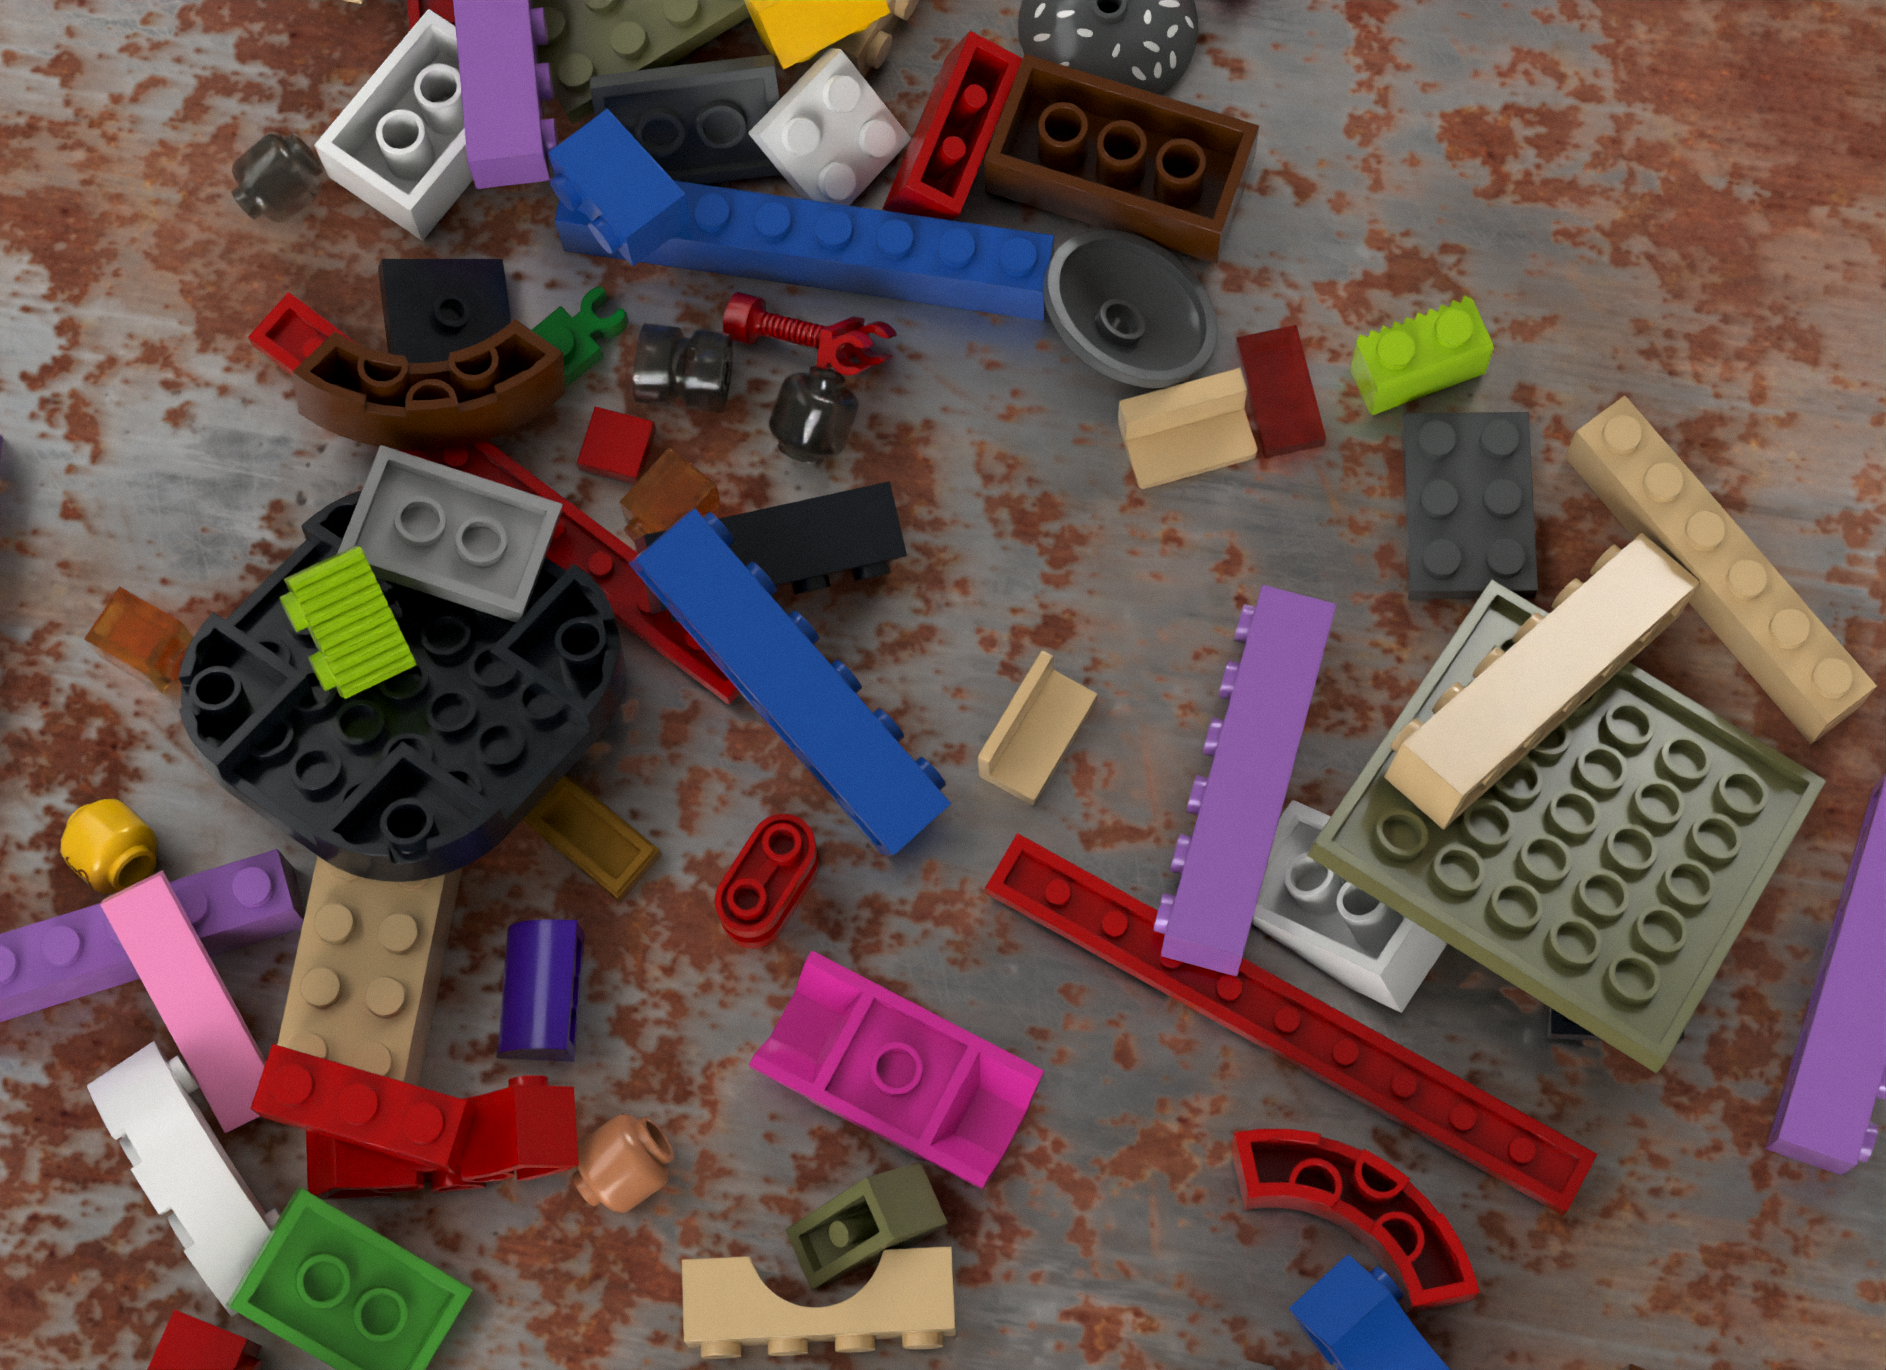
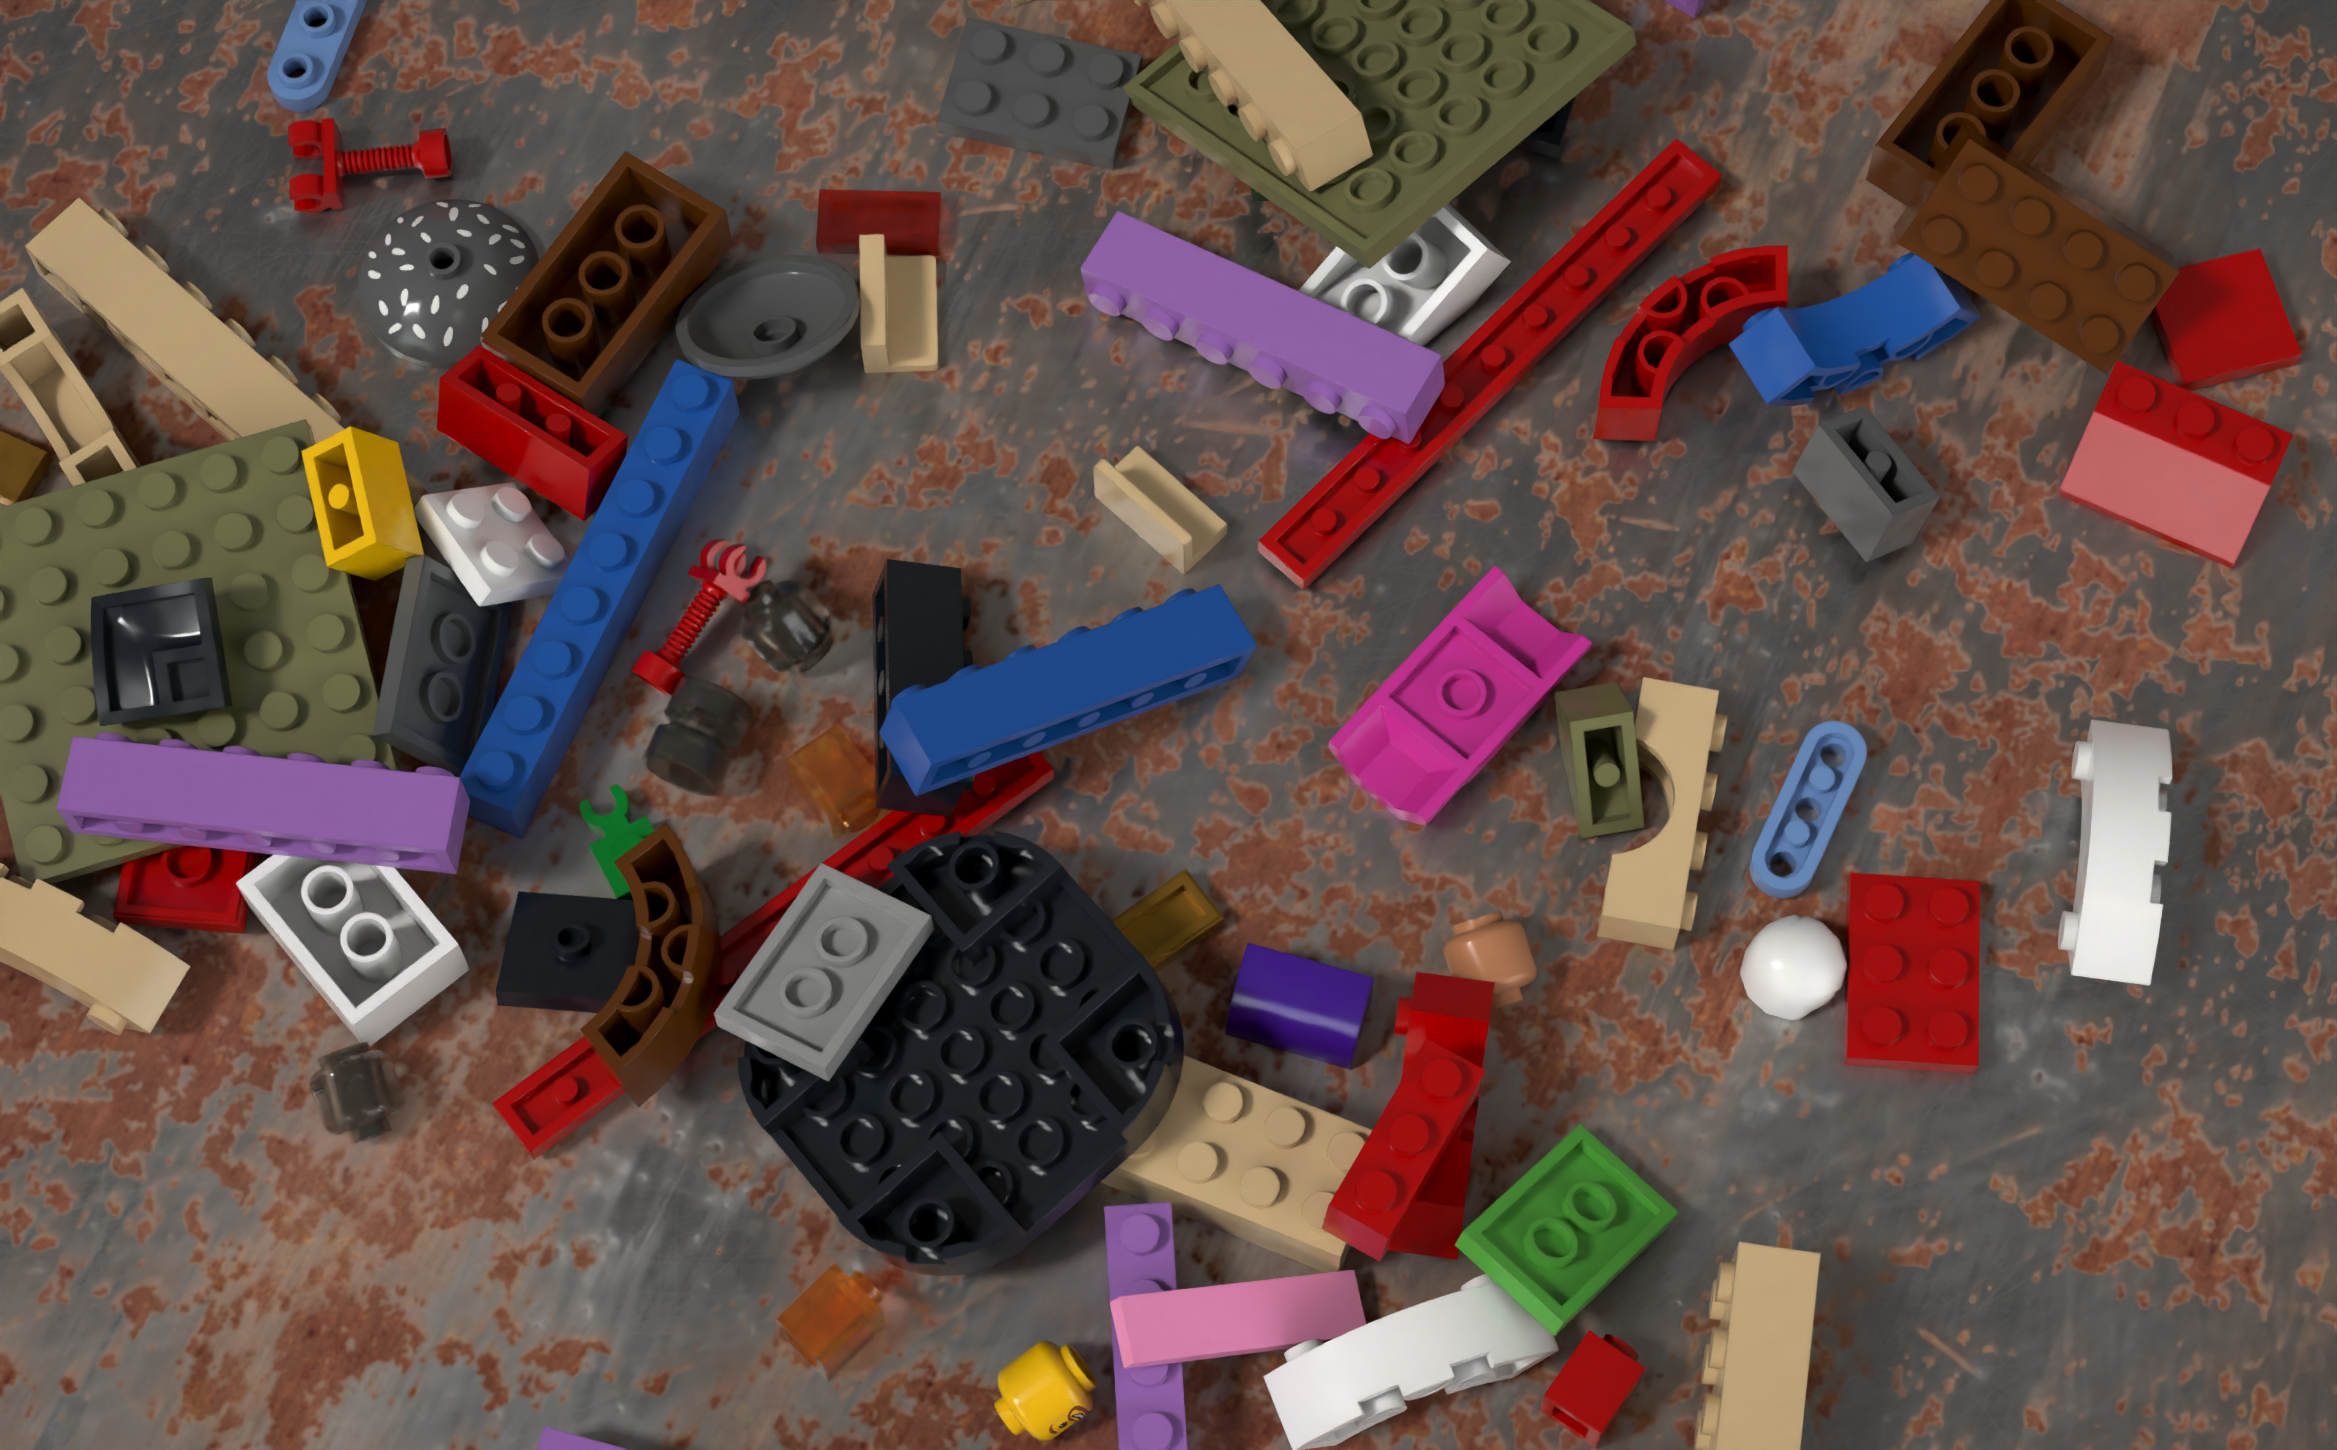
camera: 80 degrees left, 5 degrees down
(348, 623) = (903, 1067): lime brick -> none
(616, 445) = (753, 826): red tile -> none
(618, 188) = (511, 725): blue brick -> none
(767, 881) = (1247, 770): red brick -> none
(1421, 355) = (887, 88): lime brick -> none

